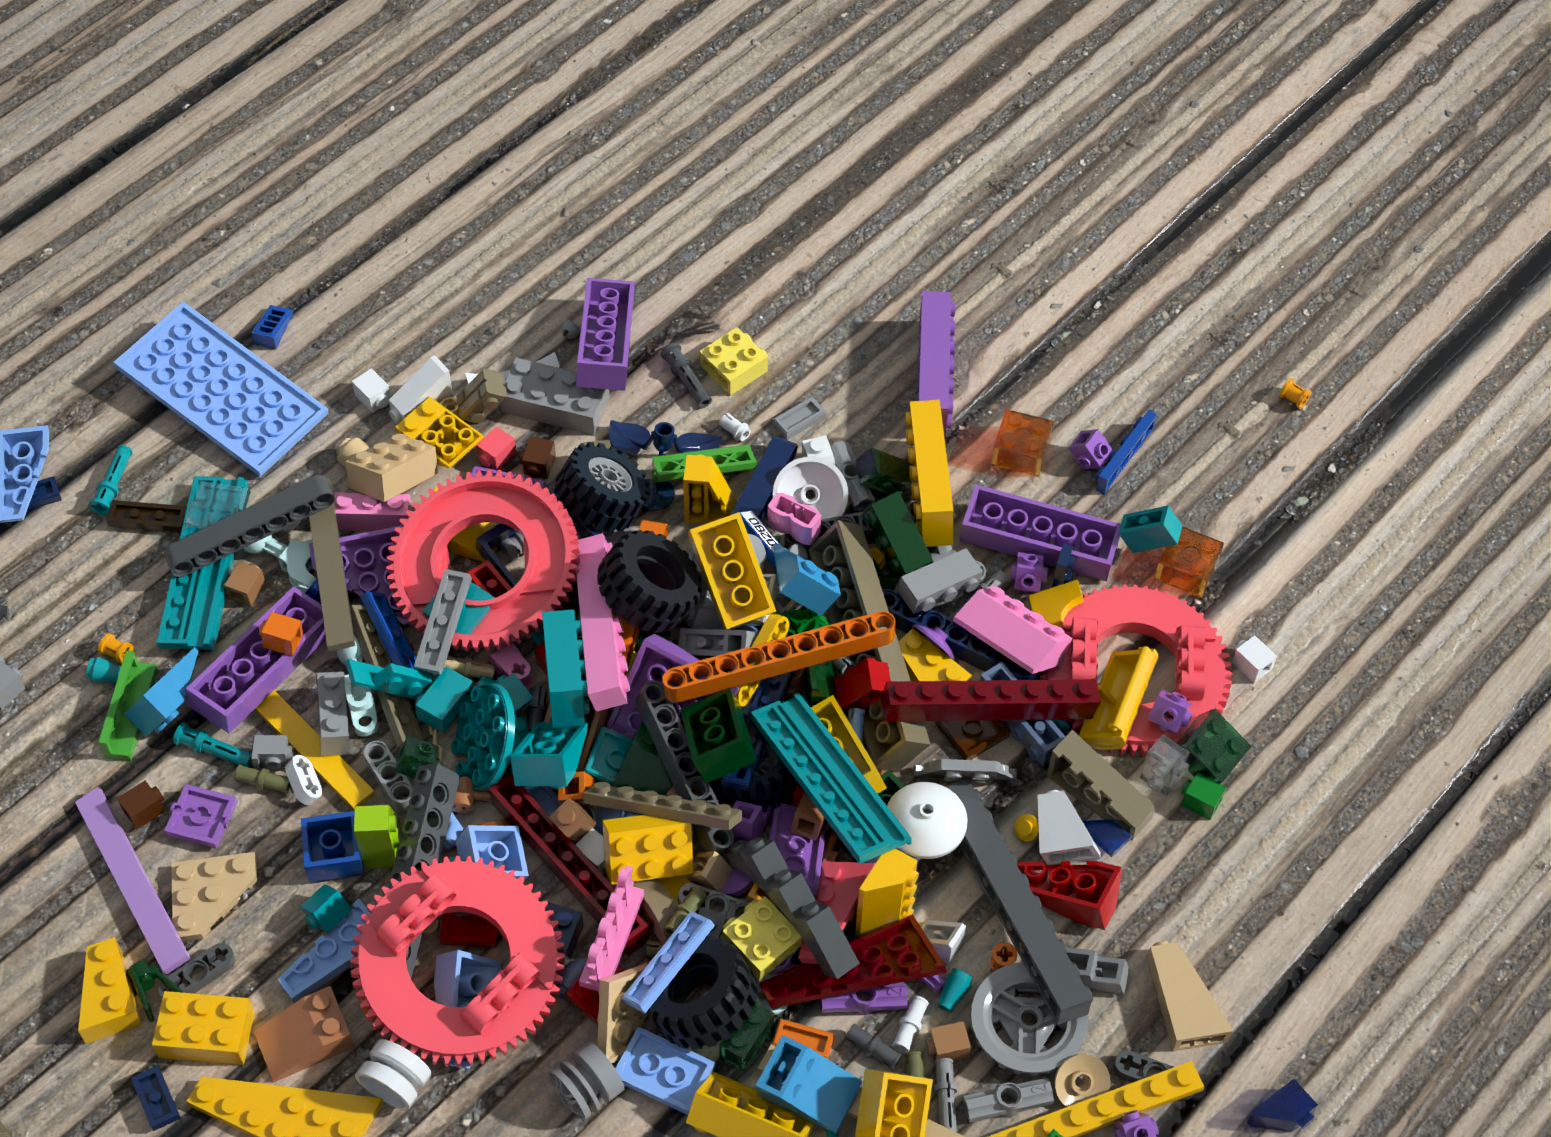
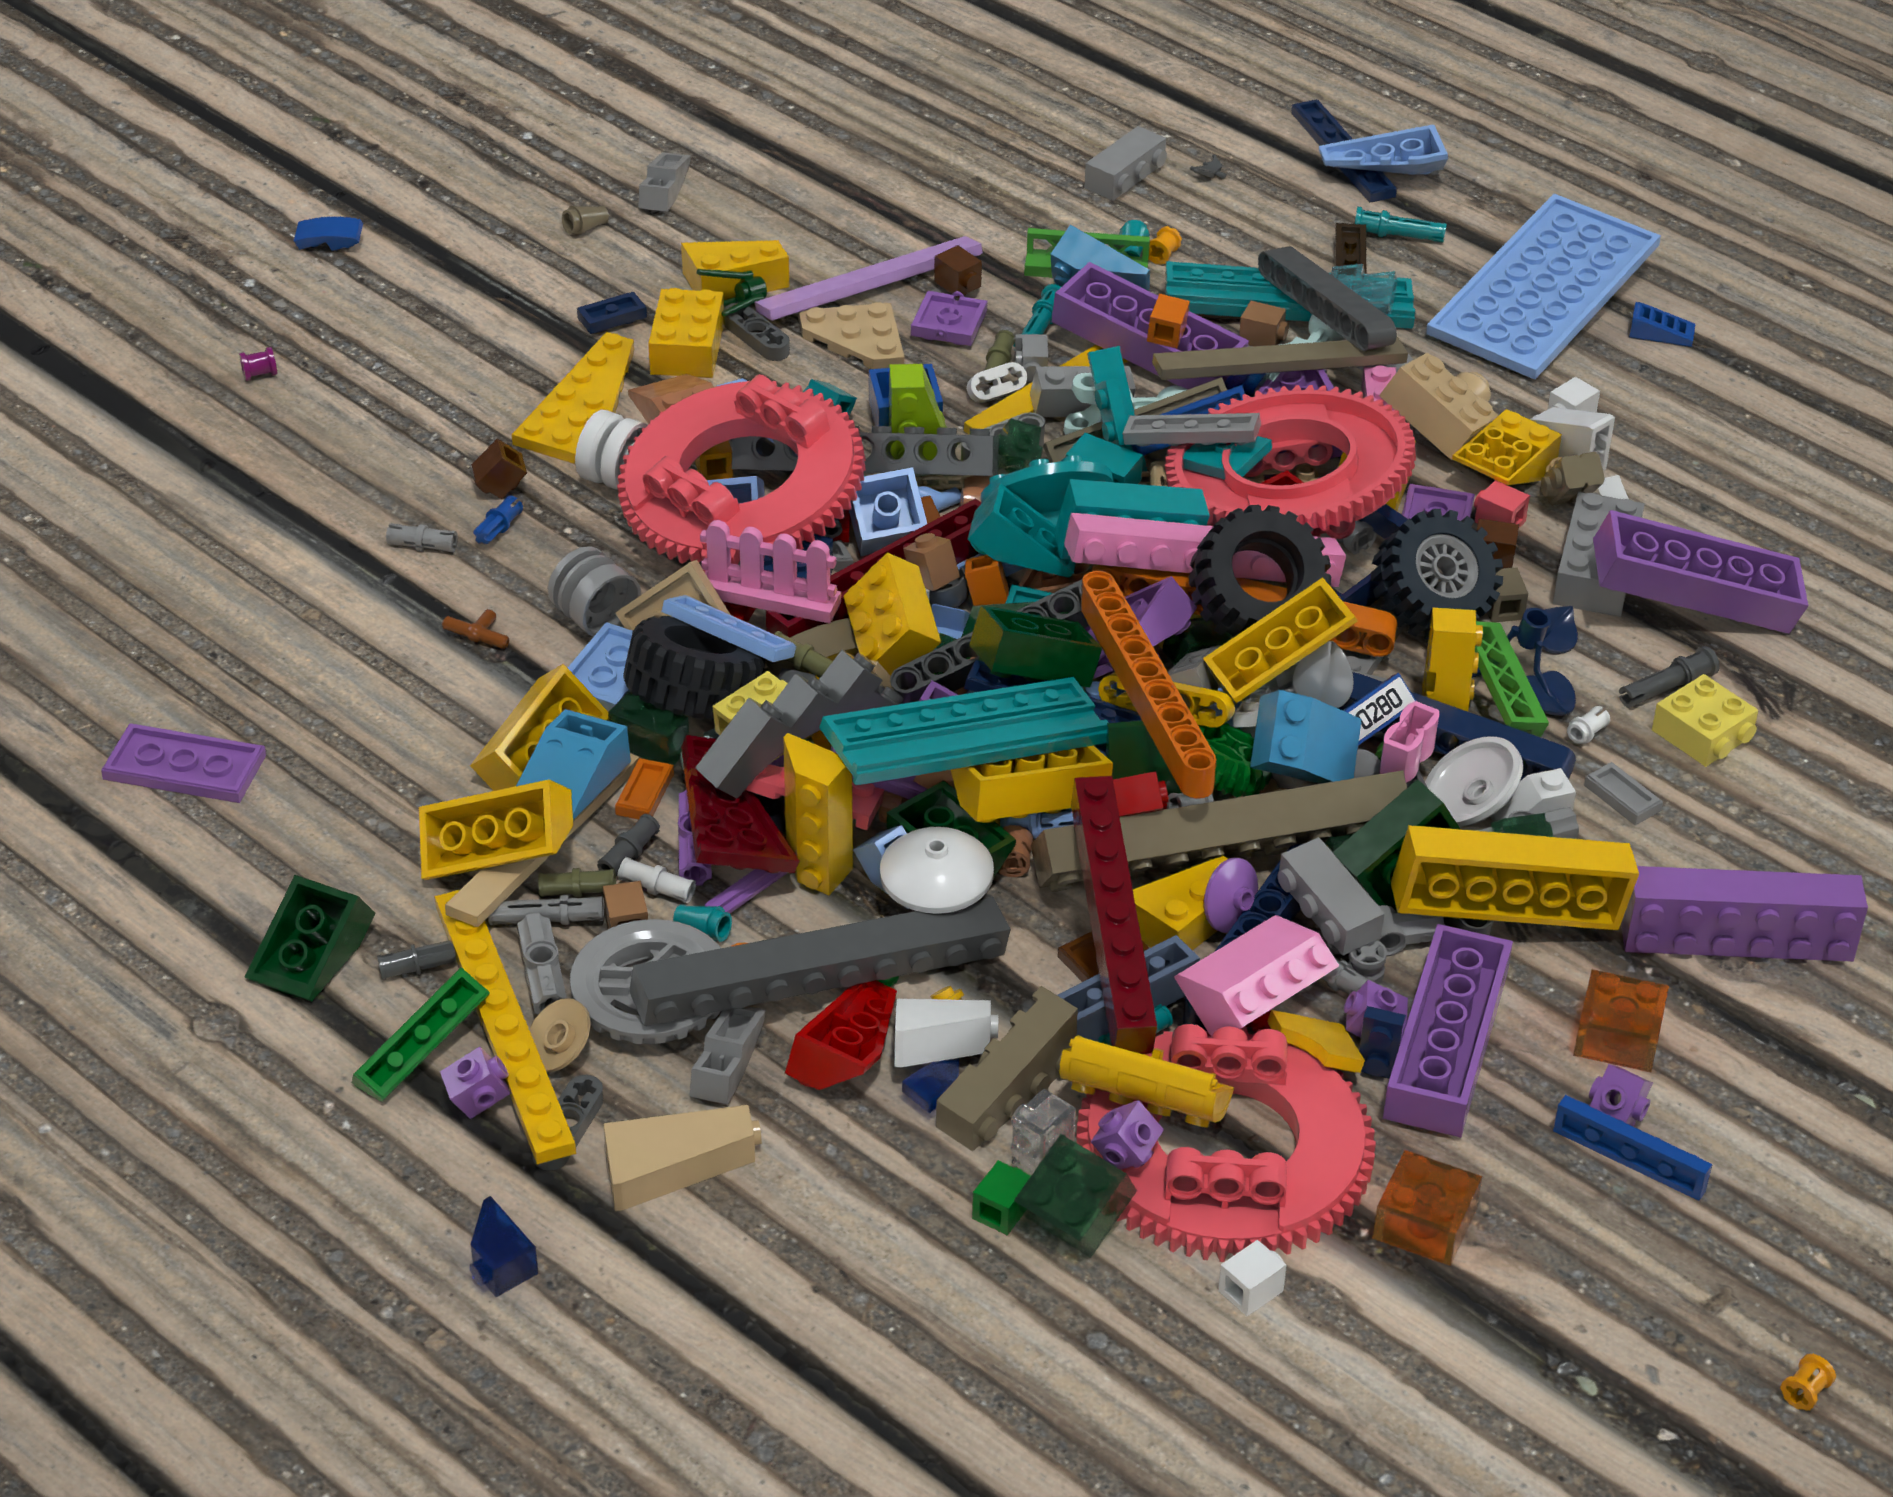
camera: 90 degrees right, 15 degrees down
(662, 806) = (940, 618): dark tan plate -> none
(945, 937) = (772, 912): white slope -> none
(977, 770) = (1027, 931): light grey wing -> none
(1150, 529) = (1455, 1130): teal brick -> none

